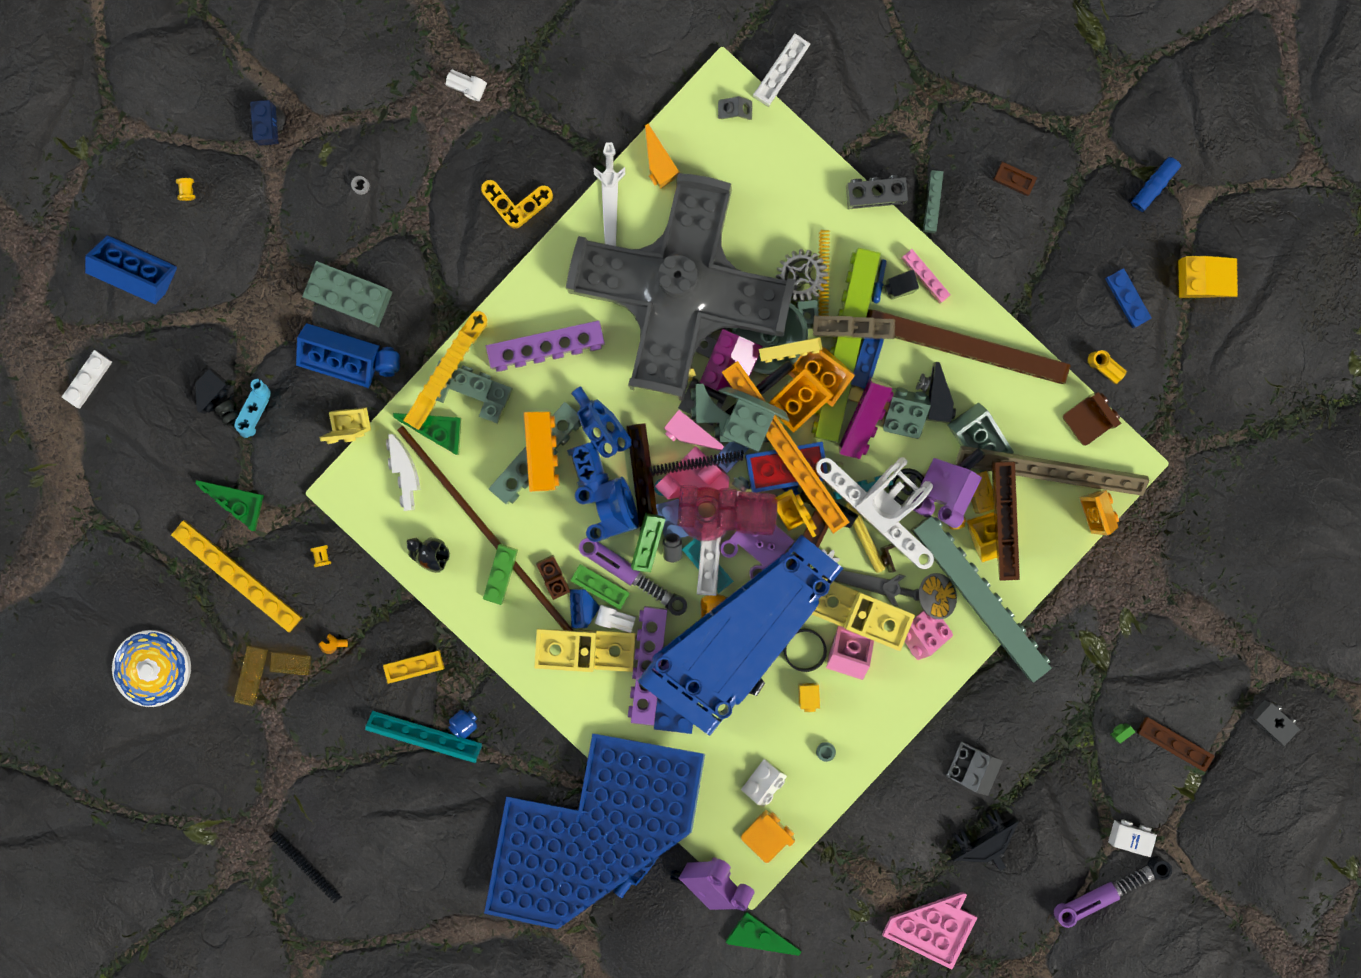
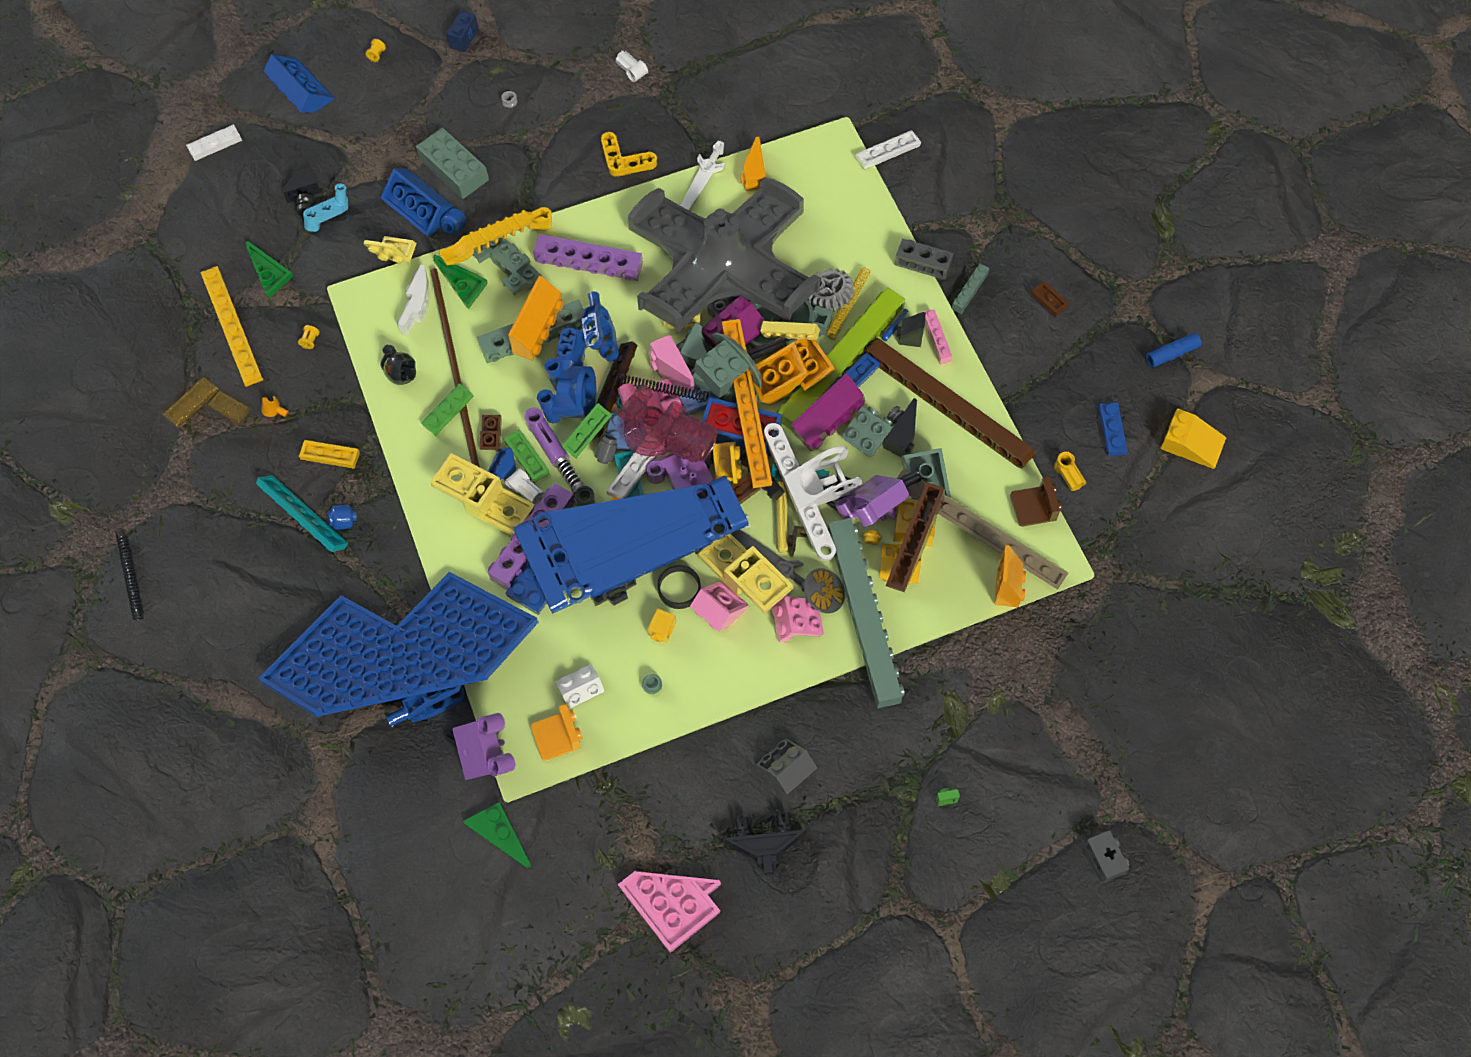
camera: 25 degrees right, 25 degrees down
(151, 668) = (115, 363): dish -> none
(733, 107) = (836, 155): dark grey bracket -> none
(854, 327) = (853, 340): dark tan slope -> none
(1110, 892) = (867, 950): piece -> none
(1132, 838) = (913, 904): white brick -> none
(1175, 744) = (996, 833): reddish brown plate -> none

